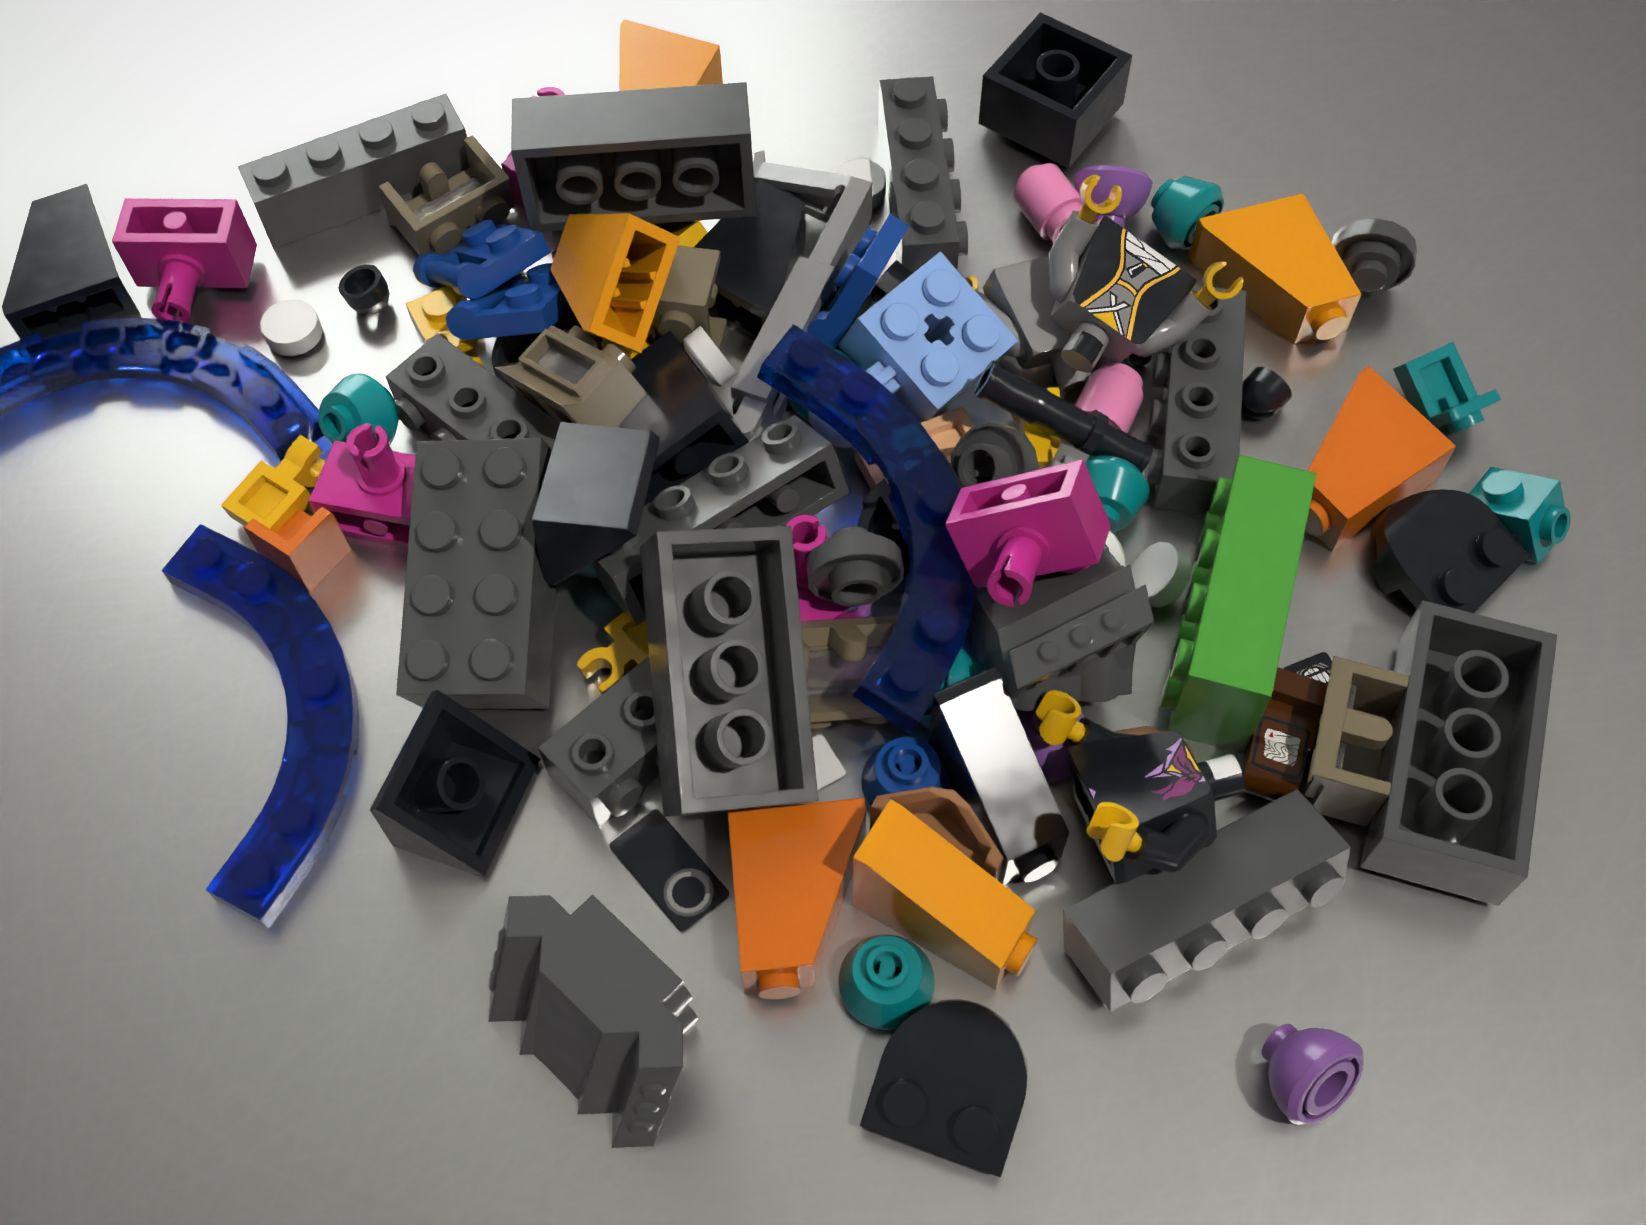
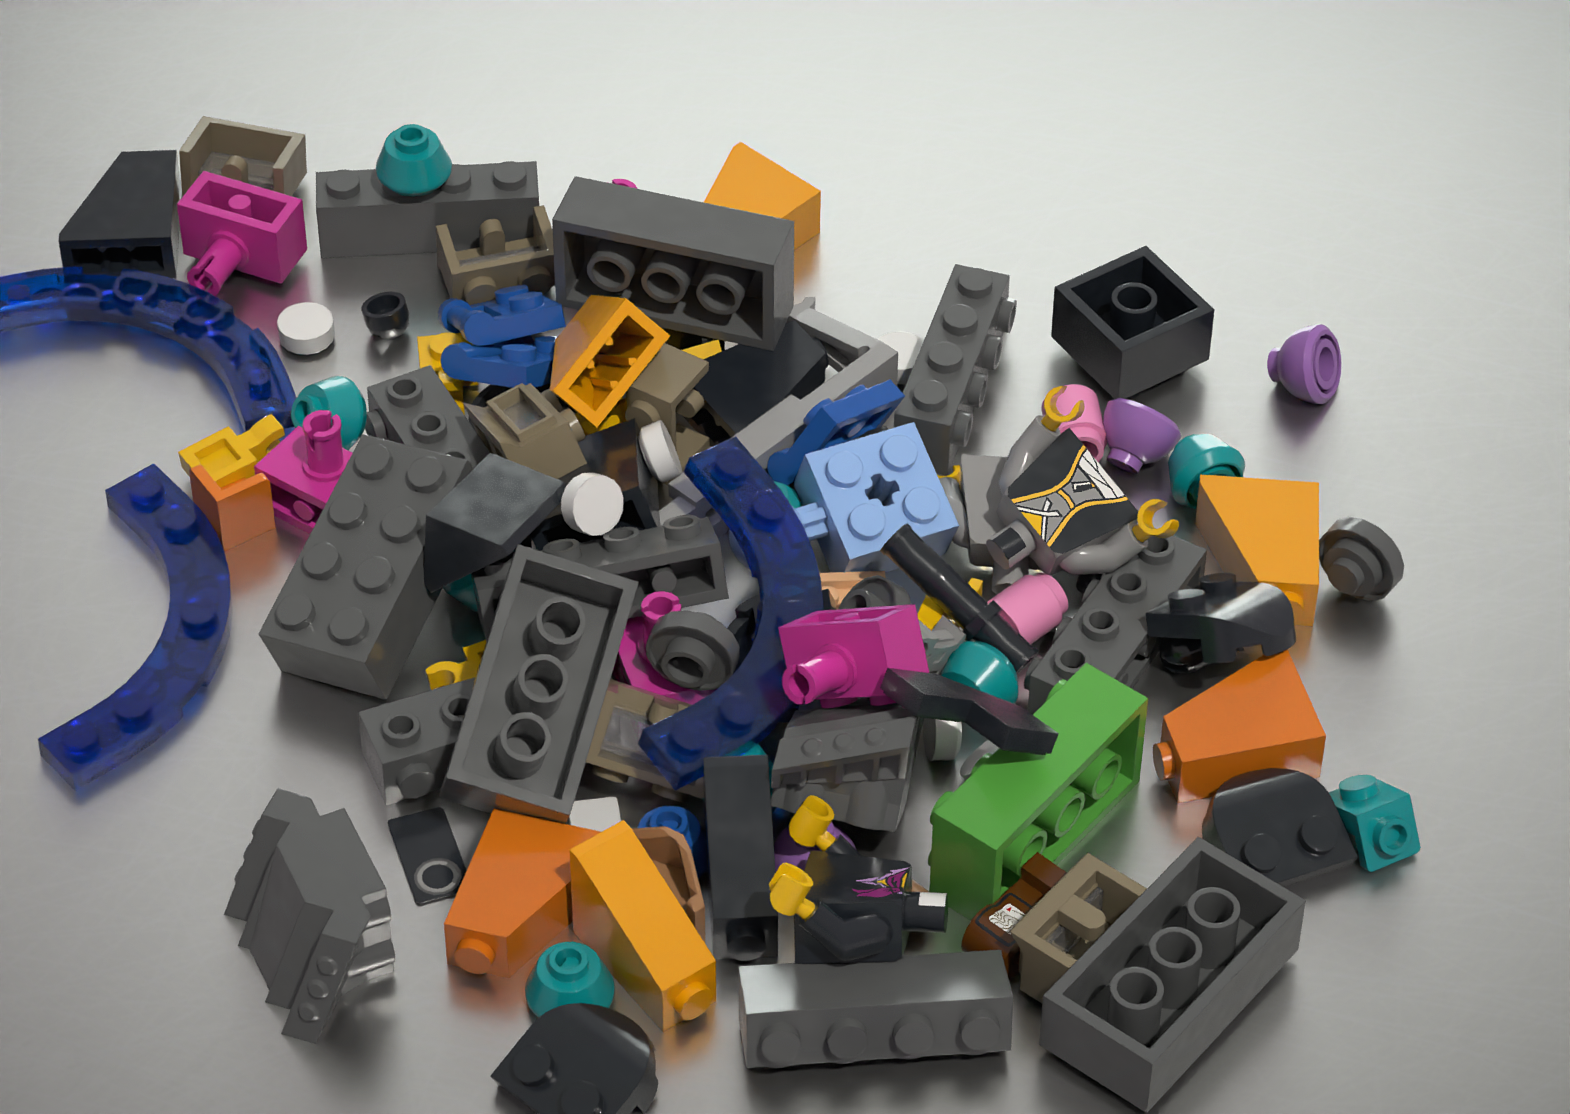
camera: 20 degrees right, 15 degrees down
(155, 167) = (244, 153): none -> dark tan window
(332, 128) = (413, 161): none -> teal cone
(453, 787) = (273, 724): black slope -> none
(687, 444) = (592, 504): none -> white piece
(1154, 551) = (943, 699): none -> black tile
(1212, 83) = (1308, 364): none -> medium lavender brick
(1308, 351) = (1226, 617): none -> black slope
(1443, 390) = (1360, 695): teal bracket -> none

